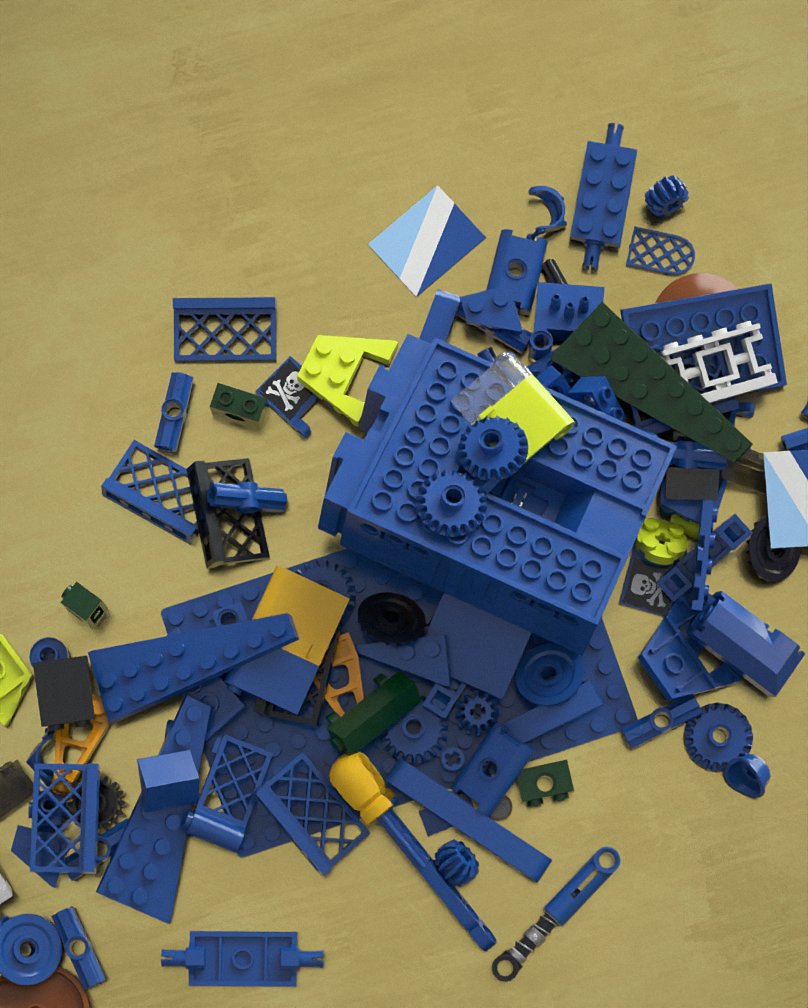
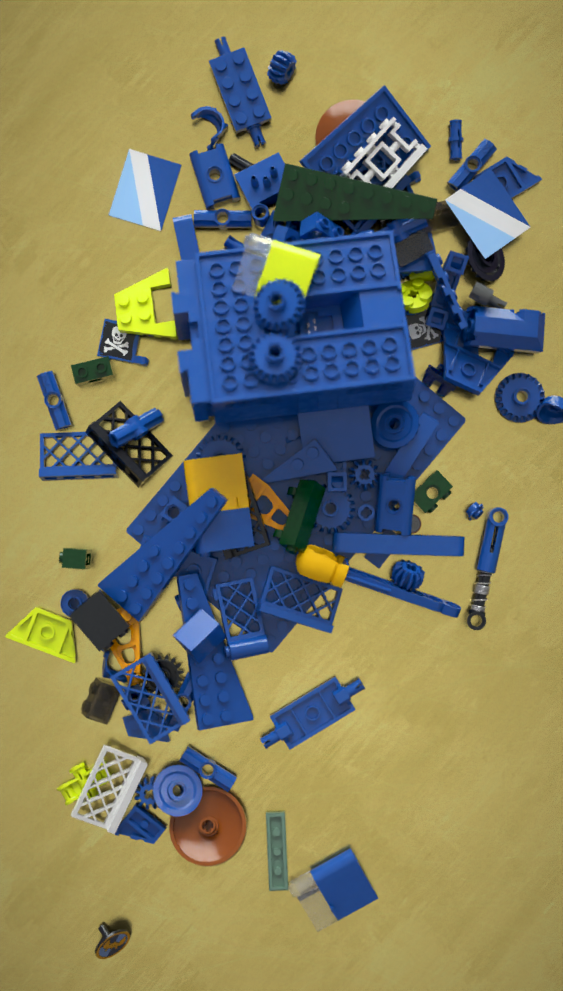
camera: 35 degrees left, 10 degrees up
(224, 306) = (43, 312): blue fence -> none
(391, 618) = (275, 448): black gear -> none
(492, 309) = (216, 210): blue wing -> none
(583, 837) = (475, 511): none -> blue plate
(632, 647) = (432, 374): none -> clear blue hips
(646, 729) = (473, 420): blue piece -> none
(667, 253) = (299, 103): blue window -> none
(745, 591) = (483, 296): none -> dark grey beam

